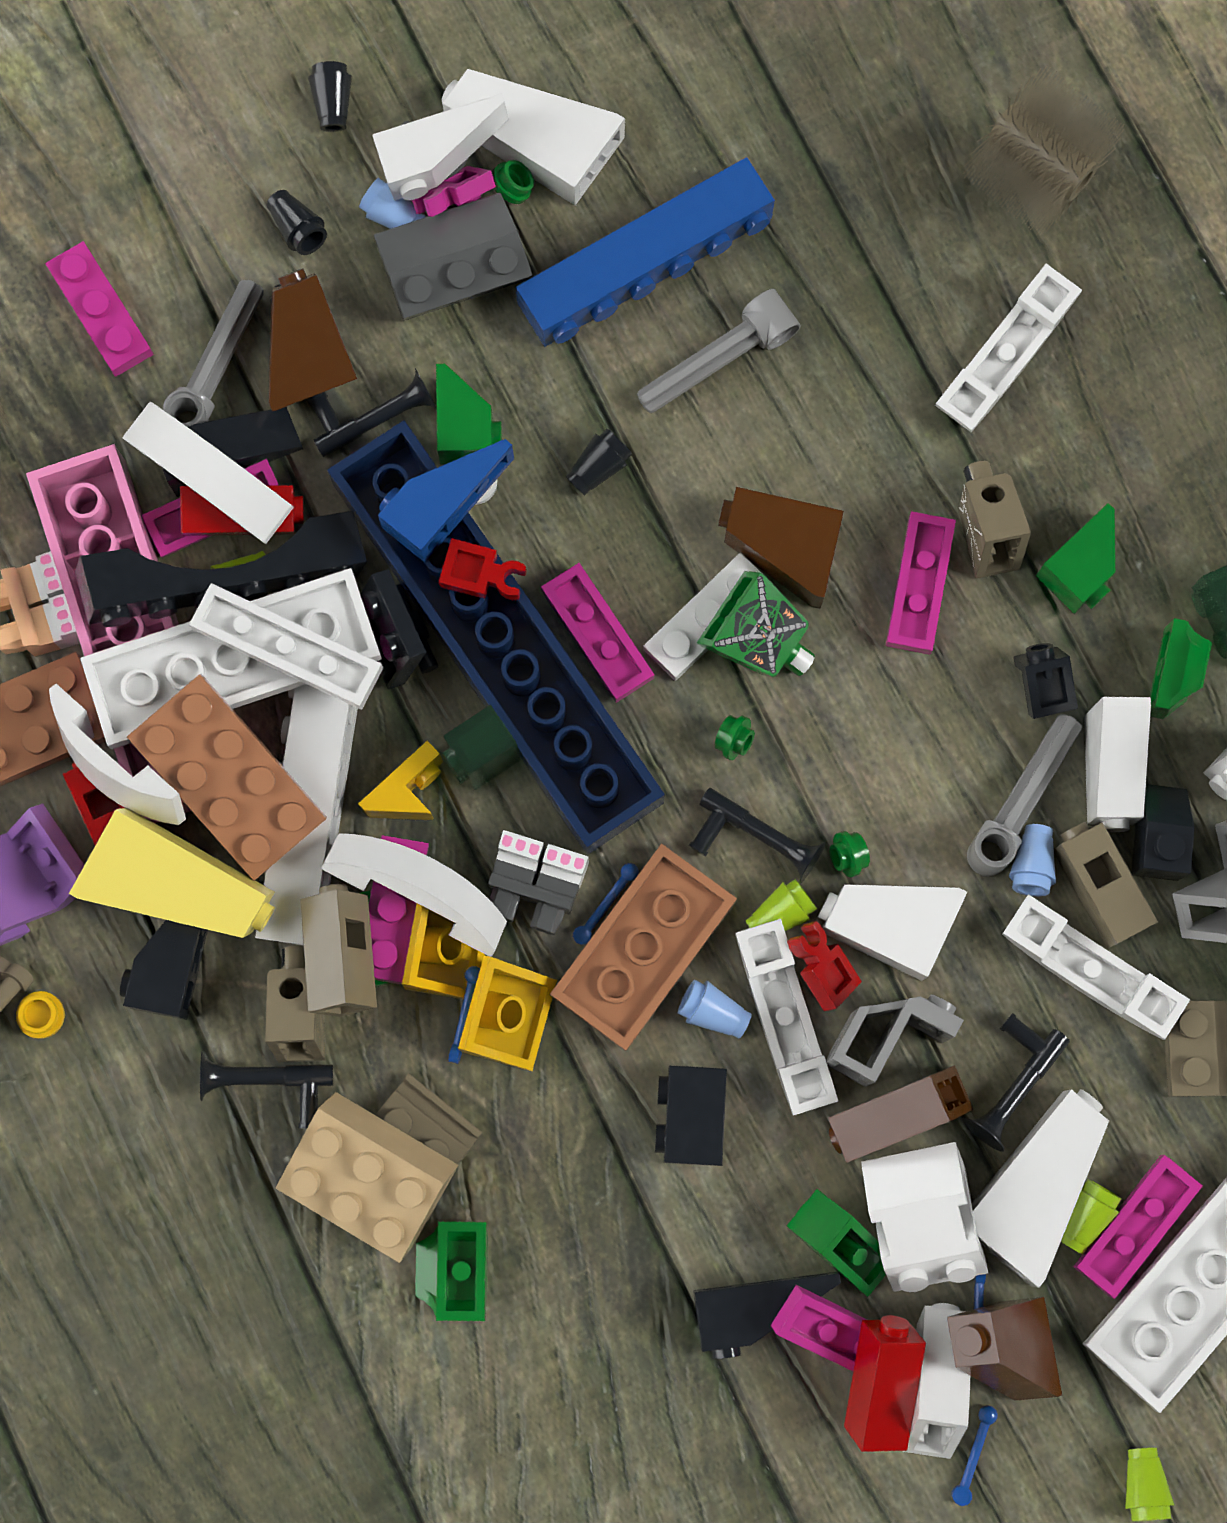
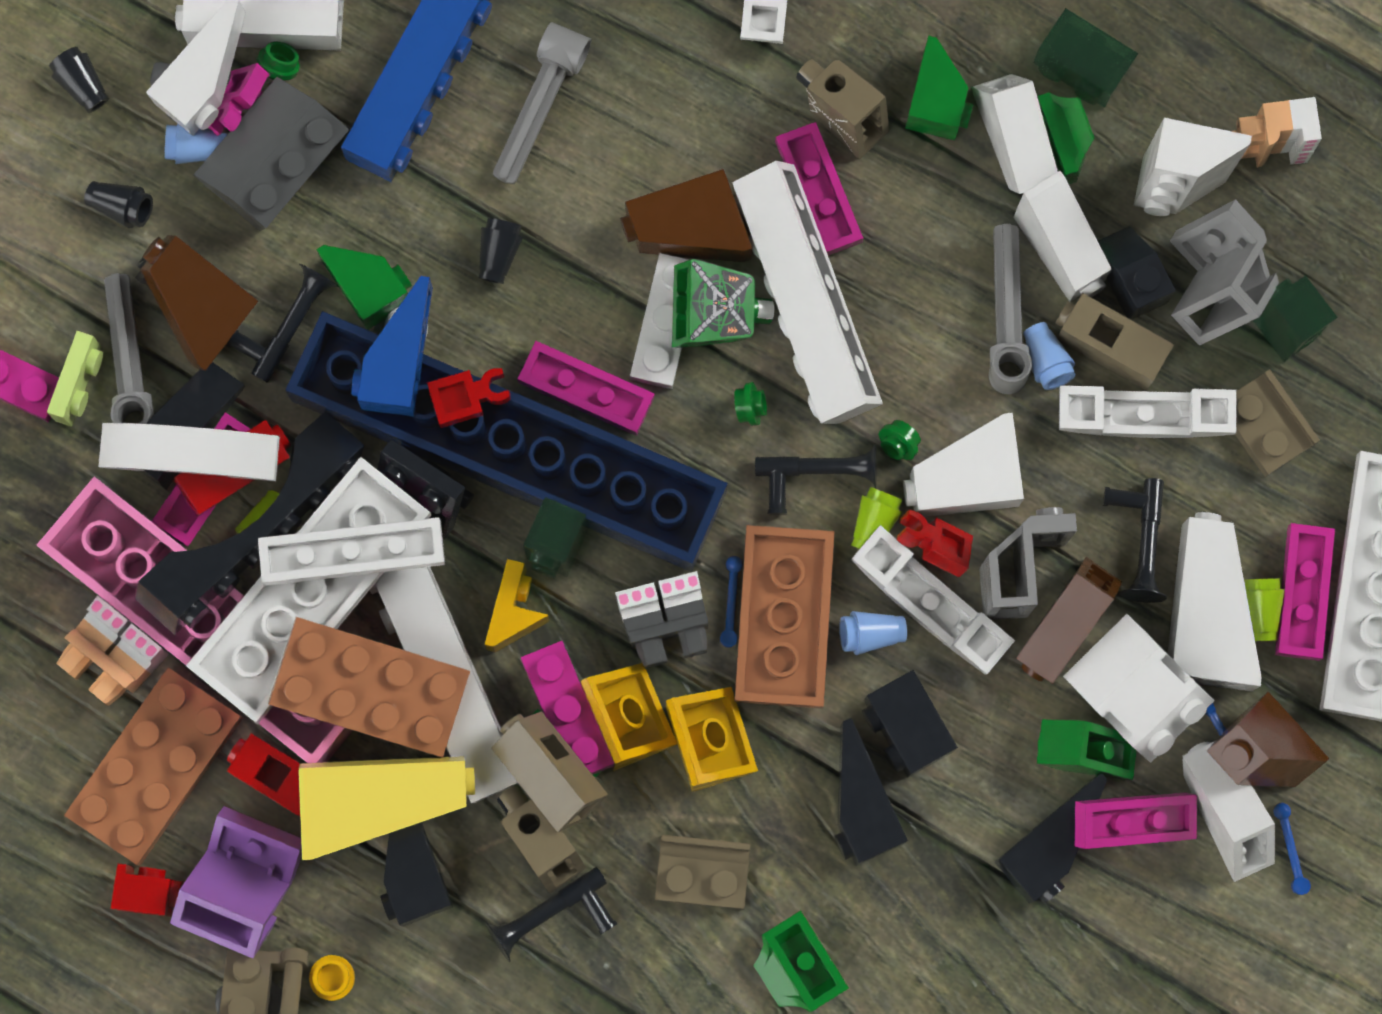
camera: 35 degrees left, 0 degrees up
(142, 793) = (312, 742): white slope -> none
(147, 360) = (70, 394): none -> yellowish green plate
(366, 1176) = (684, 934): tan brick -> none
(421, 880) = (577, 670): white slope -> none
(471, 977) = (664, 725): blue hinge -> none
(603, 1166) = (864, 810): none -> black slope
(848, 668) = (806, 293): none -> white brick
(884, 1384) = (1190, 835): red brick -> none
(1047, 680) = (967, 206): black bracket -> none
(1135, 638) = (1016, 130): none -> white slope

